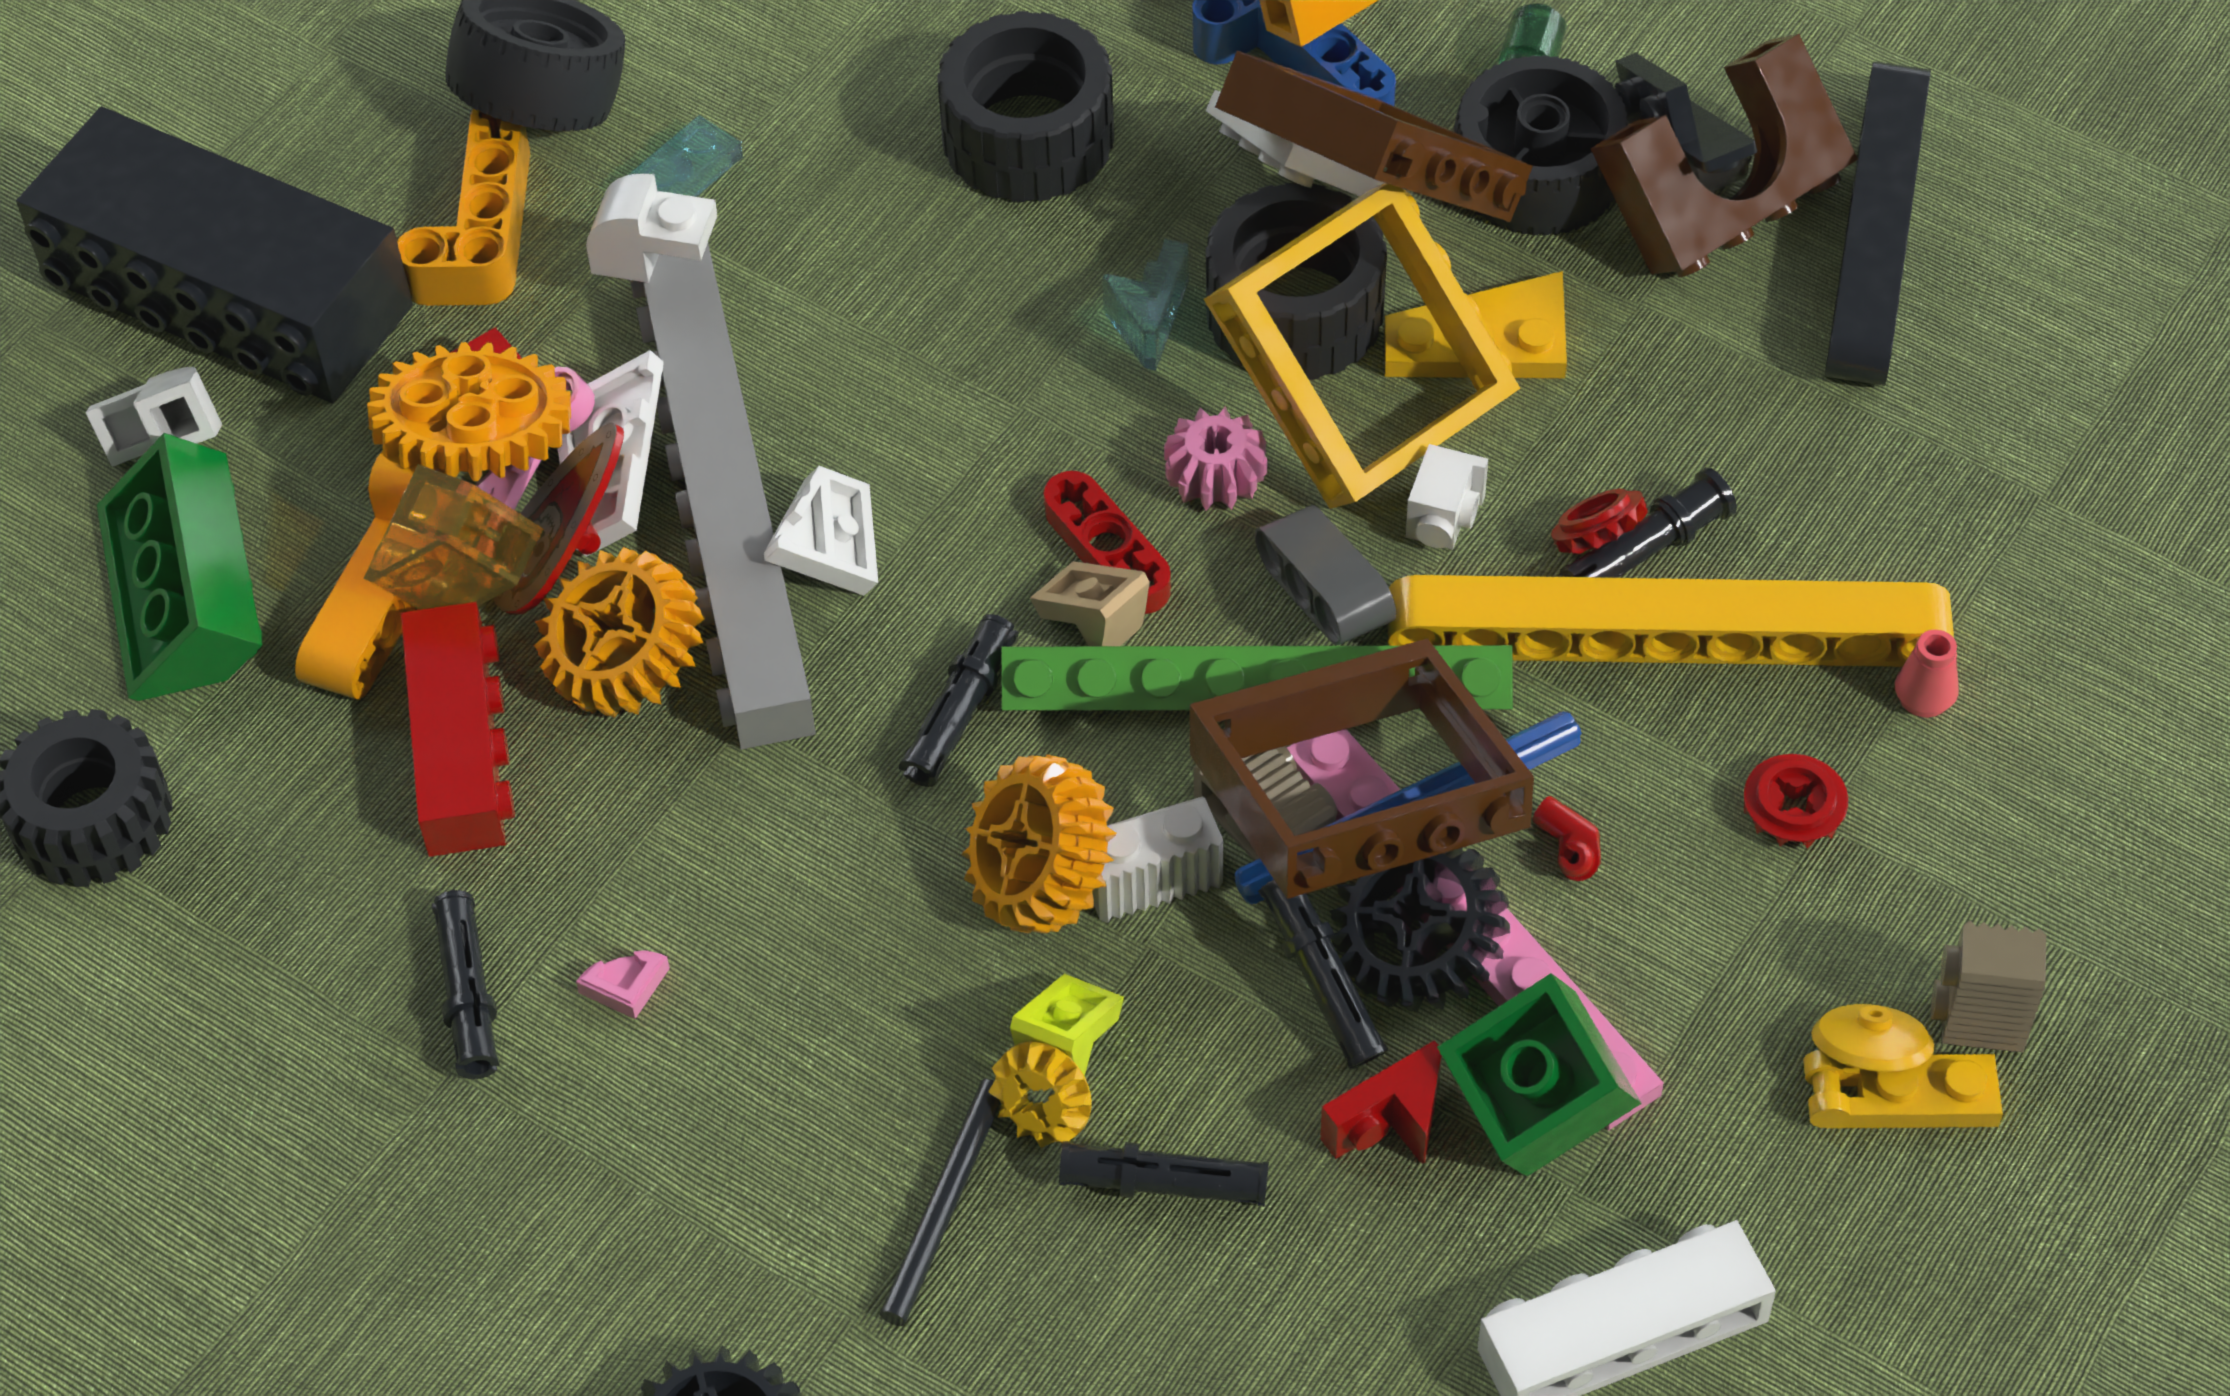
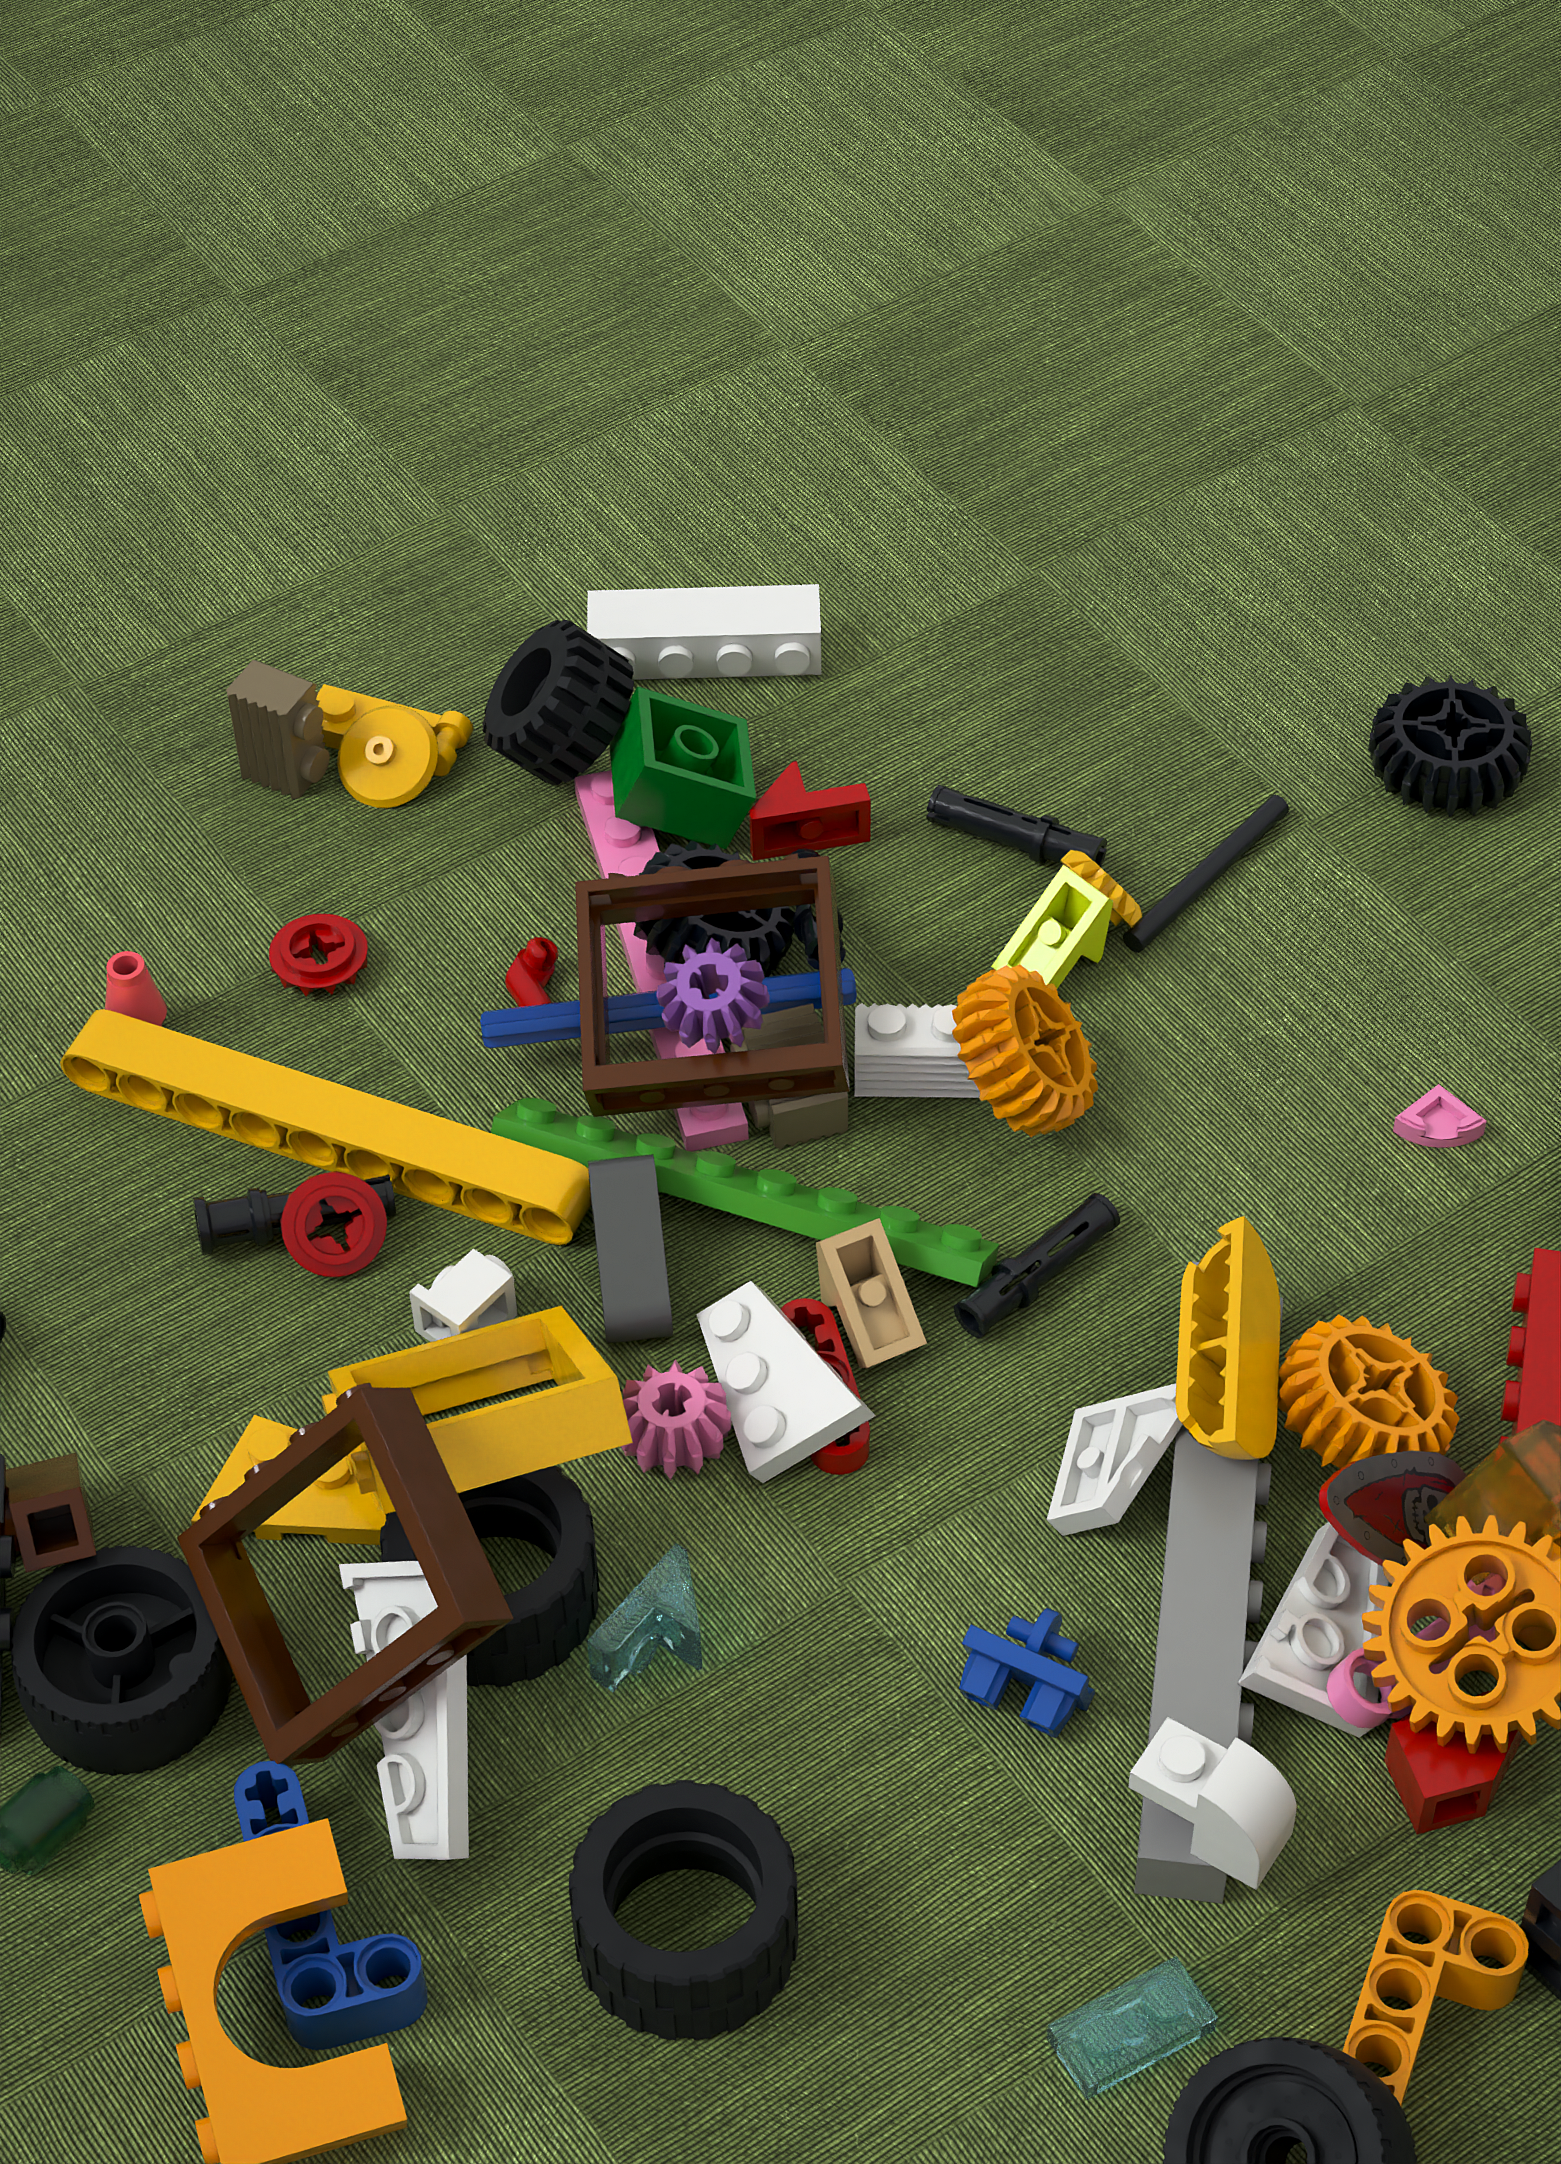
camera: 160 degrees left, 5 degrees down
(742, 583) = (1230, 1346): none -> yellow brick
(840, 357) = (1054, 1686): none -> blue hips
(1131, 491) = (775, 1383): none -> white wing
(1335, 697) = (688, 991): none -> medium lavender gear
(1710, 1096) = (558, 702): none -> black tyre

